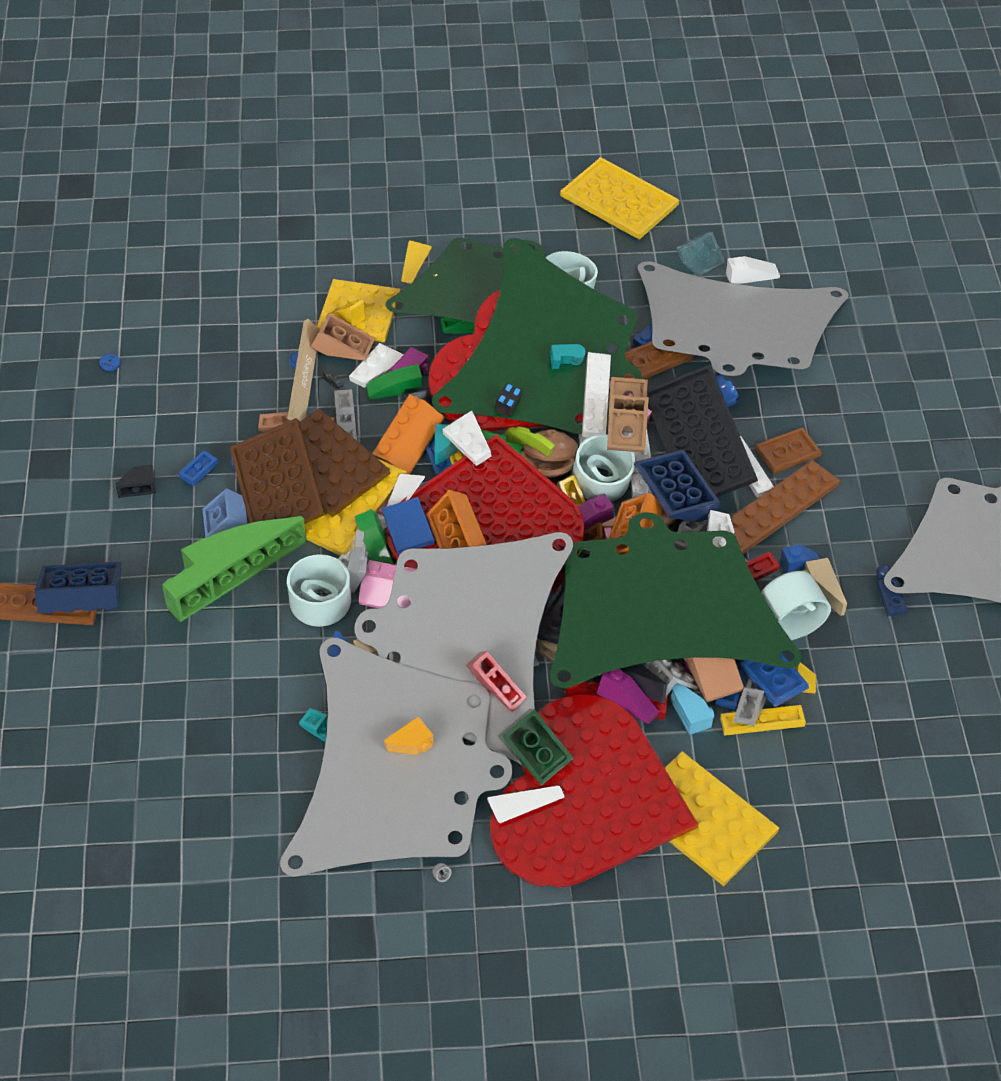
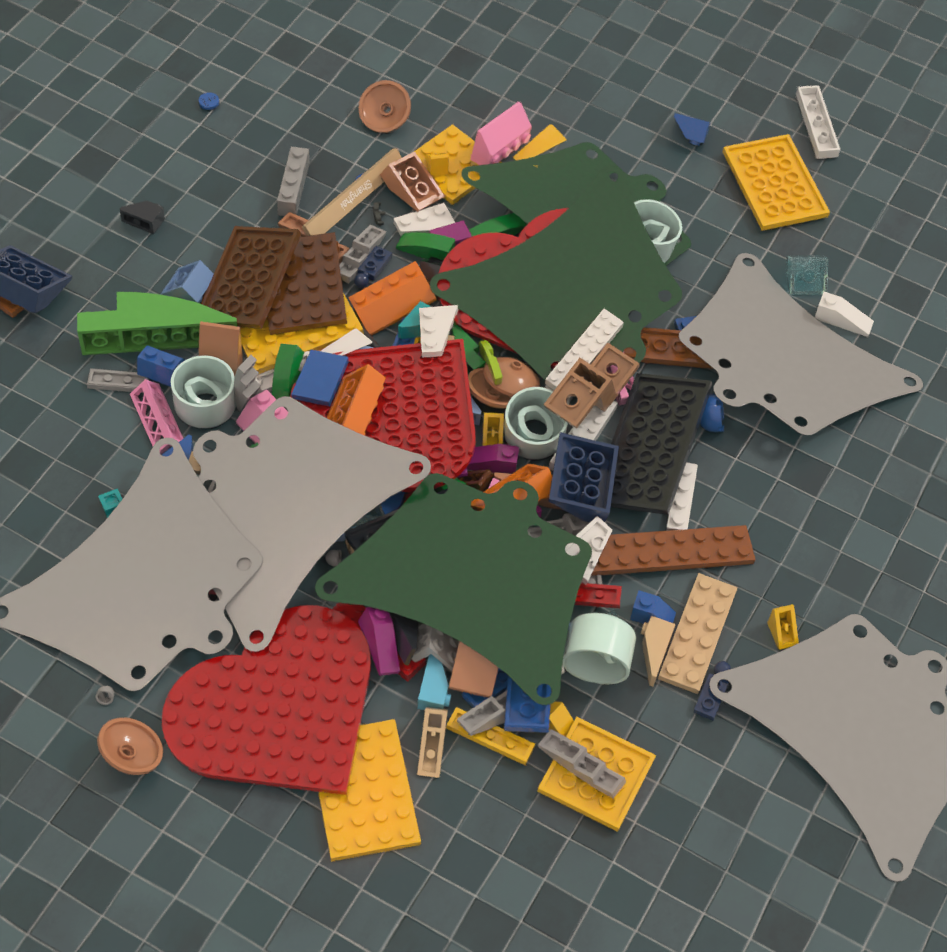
camera: 30 degrees right, 5 degrees up
(198, 468) = (202, 231): blue plate -> none
(231, 625) = (114, 380): none -> light grey tile
(242, 388) = (293, 181): none -> light grey brick
(262, 591) = (157, 364): none -> blue slope
(266, 280) = (380, 97): none -> nougat dish
(289, 627) = (159, 412): none -> bright pink fence
(303, 541) = (221, 342): none -> nougat slope
(364, 422) = (372, 266): none -> dark blue plate
(388, 267) = (501, 136): none -> bright pink slope
(410, 739) = (164, 564): light orange slope -> none
(443, 335) = (507, 224): none -> green slope
(496, 680) = (271, 557): slope -> none
(501, 896) = (130, 746): none -> nougat dish
(508, 400) = (497, 313): black brick -> none
(516, 804) = (213, 676): white sticker -> none
(525, 188) = (693, 128): none -> blue slope
(535, 746) = (260, 635): dark green slope -> none
(566, 354) = (583, 300): teal leg -> none
(613, 137) = (817, 122): none -> white piece
(724, 749) = (432, 742): none -> tan slope
(787, 450) = (732, 503): dark orange tile -> none
(840, 545) = (697, 633): none -> tan plate
(848, 697) = (582, 764): none -> light grey slope
(861, 700) = (619, 757): none -> yellow plate
(900, 516) = (783, 626): none -> yellow slope

